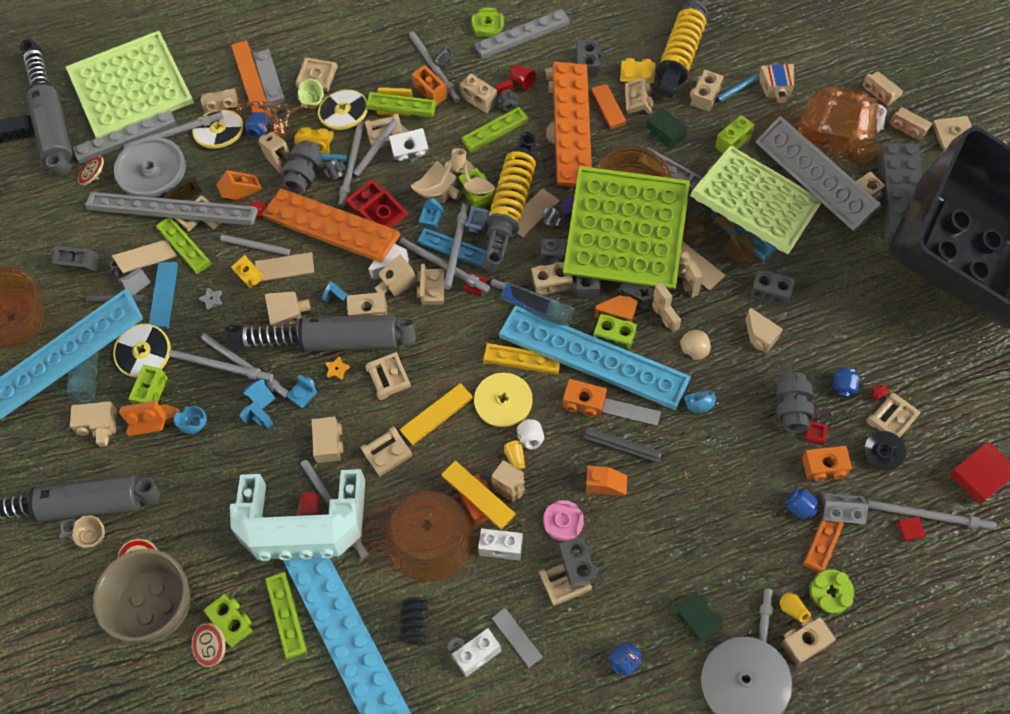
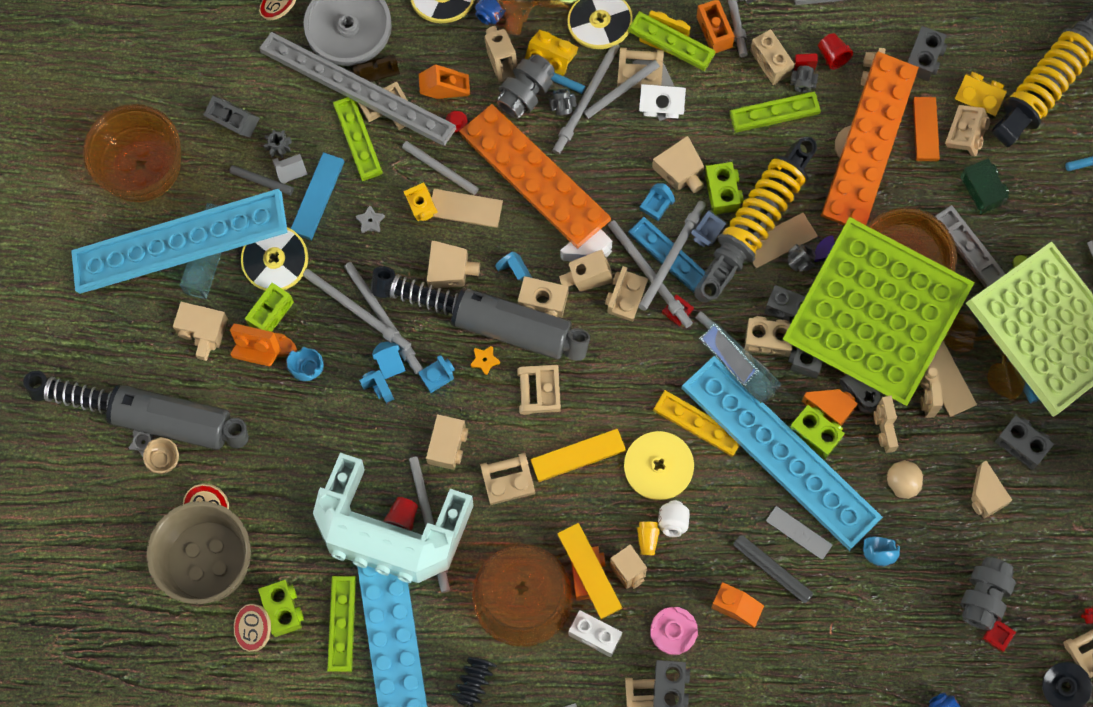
camera: 20 degrees right, 10 degrees up
(144, 256) = (309, 140): tan piece -> none
(376, 205) = (596, 169): red slope -> none
(458, 164) = (712, 149): tan plant -> none
(577, 390) = (744, 486): orange brick -> none
(706, 90) = (1059, 153): tan brick -> none
(735, 134) = (1064, 226): lime brick -> none
(835, 456) = (1008, 674): orange brick -> none
(846, 382) = (1059, 590): blue head -> none

